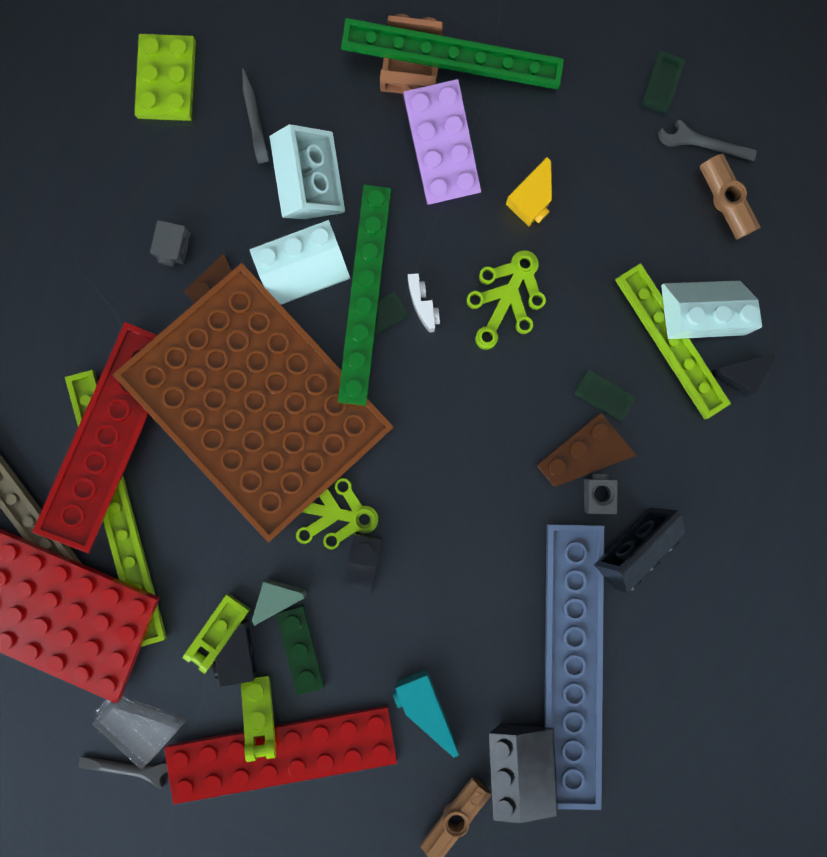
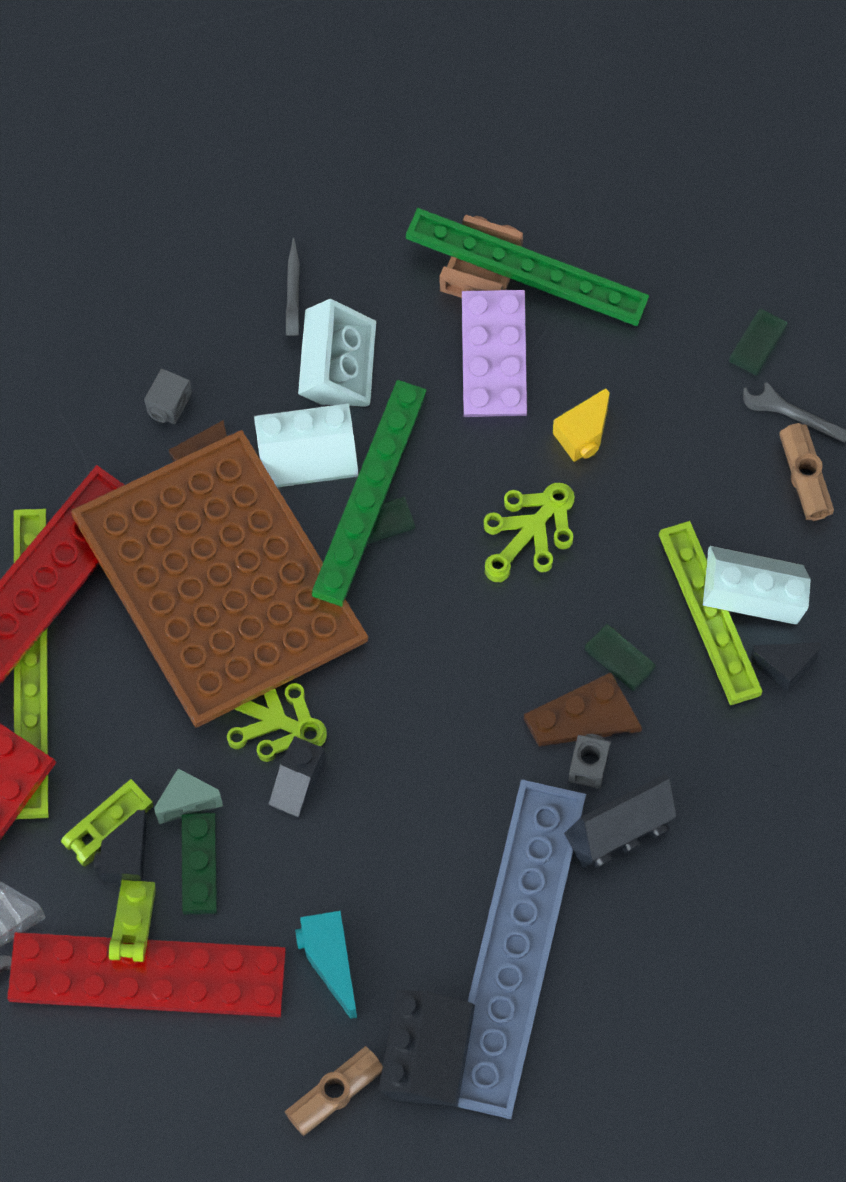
camera: 15 degrees right, 20 degrees down
(165, 77) = (206, 231): lime plate -> none
(427, 314) = (433, 517): white slope -> none

